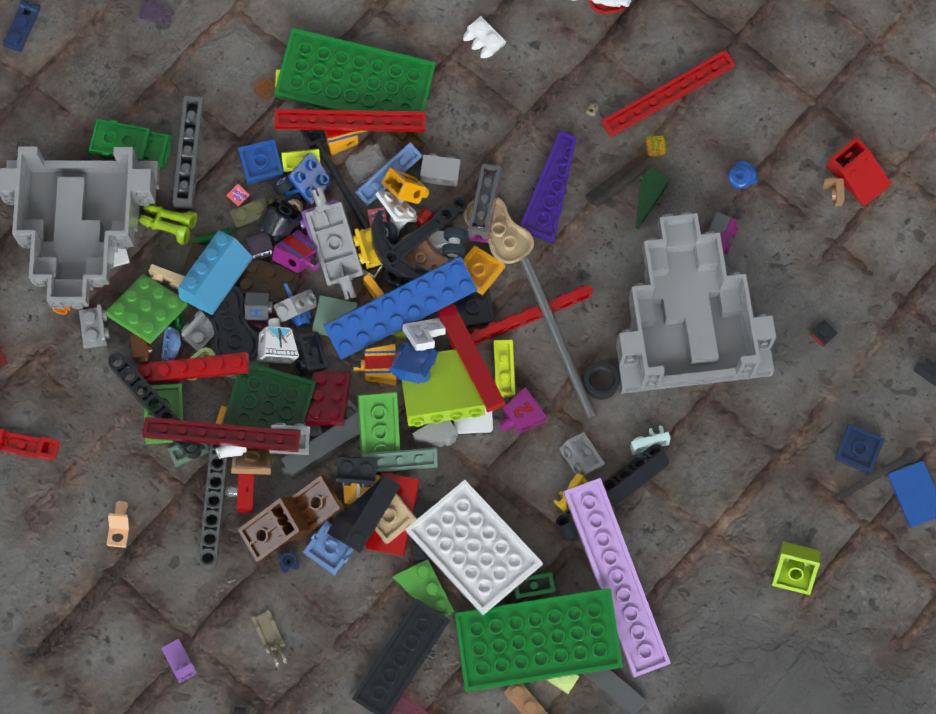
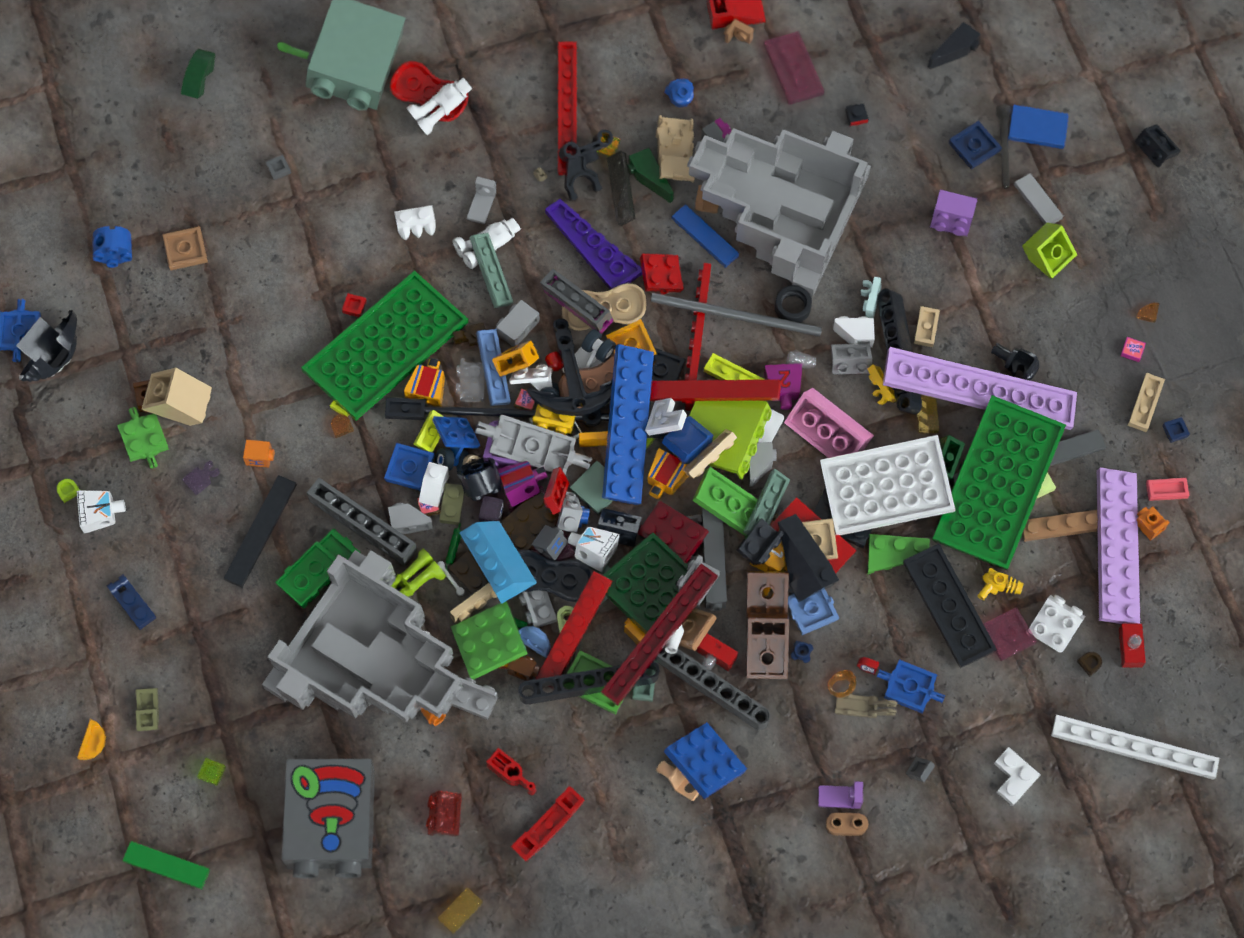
camera: 55 degrees left, 5 degrees down
(48, 380) = (502, 765): none -> red piece
(137, 83) = (260, 531): none -> black tile
(143, 534) = (705, 760): none -> blue plate
(159, 679) = (847, 825): none -> medium nougat plate
(179, 263) = (459, 591): none -> white hinge
(200, 41) = (258, 453): none -> orange brick
(213, 185) = (408, 519): none -> light grey slope
(255, 189) = (433, 484): none -> white slope
(287, 606) = (841, 675): none -> clear orange piece
(303, 284) = (556, 491): none -> red plate
(307, 621) = (868, 665): none -> red tile
(310, 666) = (910, 686): none -> blue plate
(350, 120) = (425, 367): red plate -> none
(376, 35) = (354, 305): none -> red plate
(408, 386) = (710, 454): none -> tan plate
(449, 690) = (997, 582): none -> yellow piece
(474, 121) = (491, 270): none -> sand green tile
(504, 471) = (827, 426): none -> bright pink slope
(509, 105) = (499, 233): none -> white piece
(534, 78) = (482, 200): none -> light grey bracket
(553, 414) = (796, 357): none -> clear cone
(561, 257) = (661, 273): none -> red plate
(567, 550) = (928, 415): none -> clear yellow tile
(609, 445) = (855, 330): none -> white slope
(621, 273) = (705, 236): none -> blue tile
(624, 130) = (580, 157): none -> black piece
(652, 502) = (926, 326): none -> tan plate
(668, 595) = (1018, 360): none -> black piece
(693, 196) = (674, 147): none -> tan piece
(746, 691) = (1133, 349): none -> tile
(773, 465) = (953, 213): none -> medium lavender brick
(792, 687) = (1148, 312): none -> clear orange tile
(834, 255) = (794, 68): none -> clear pink tile
(841, 533) = (1038, 199): none -> light grey tile

